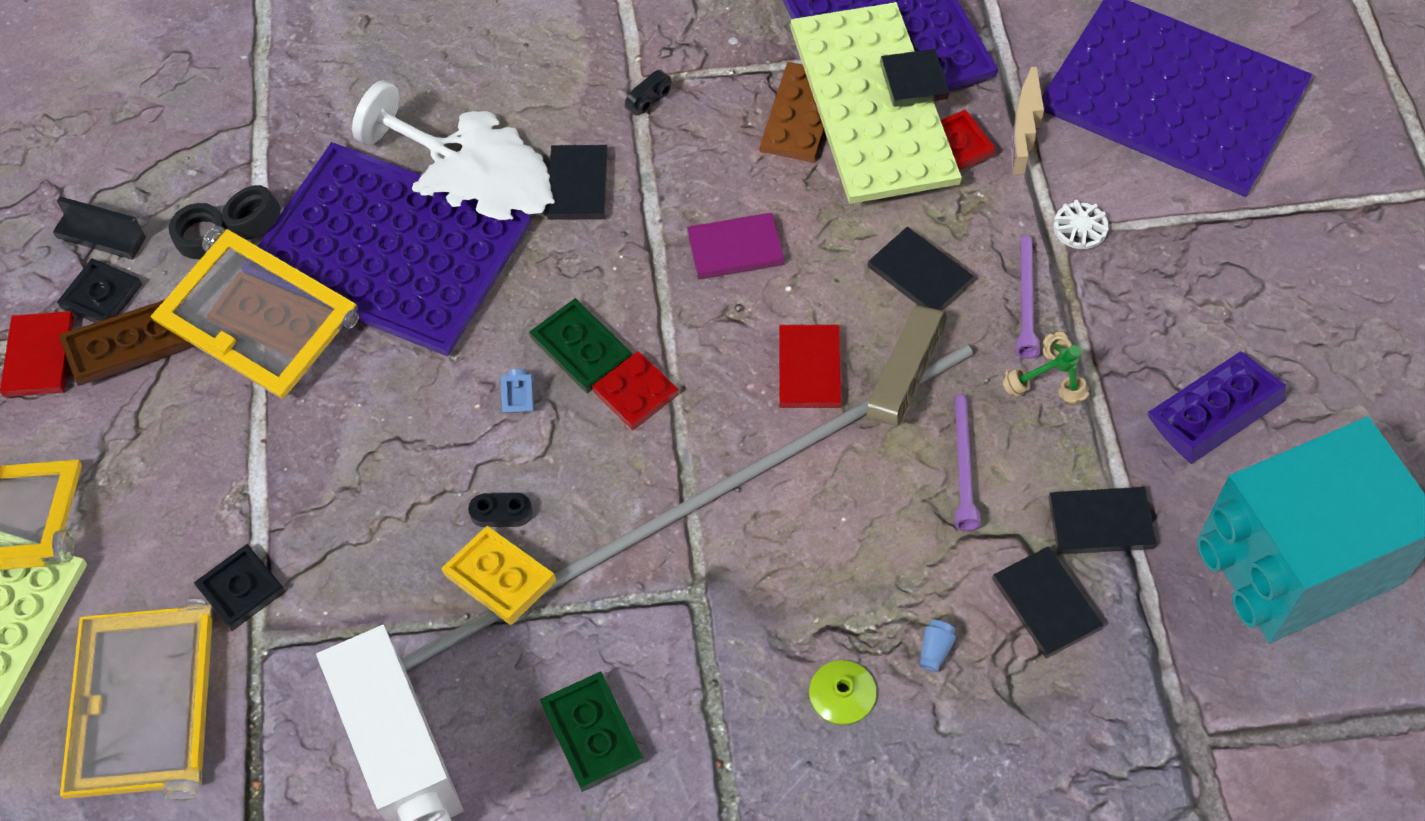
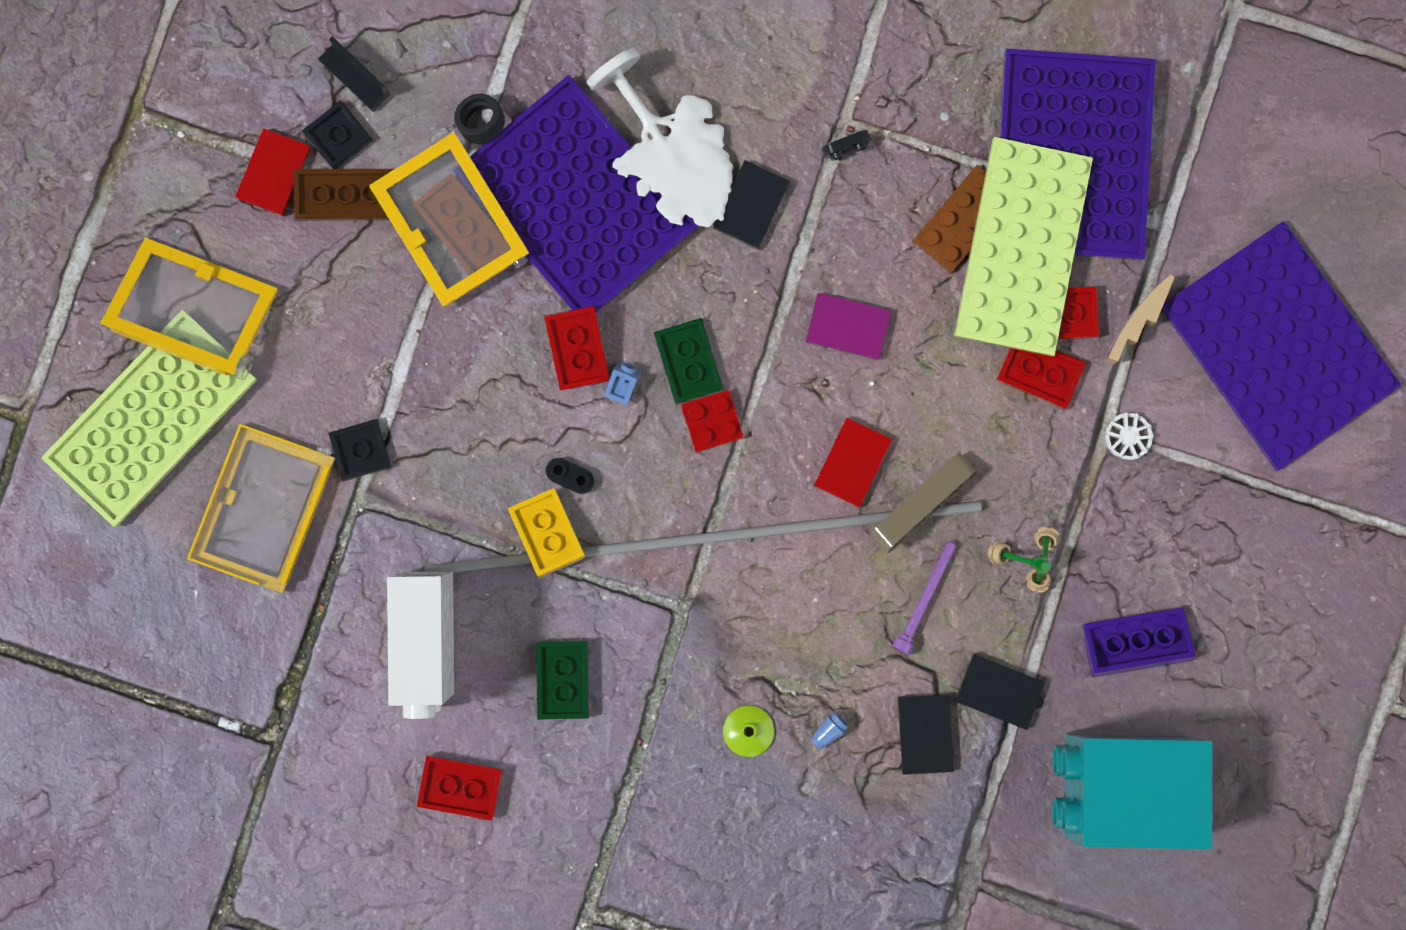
camera: 20 degrees right, 25 degrees up
(187, 217) = (424, 95): black tyre -> none
(450, 375) = (576, 347): none -> red plate
(914, 77) = (1064, 247): black tile -> none
(920, 270) = (980, 419): black tile -> none
(958, 208) = (1041, 375): none -> red tile
(1028, 343) = (1027, 522): medium lavender piece -> none

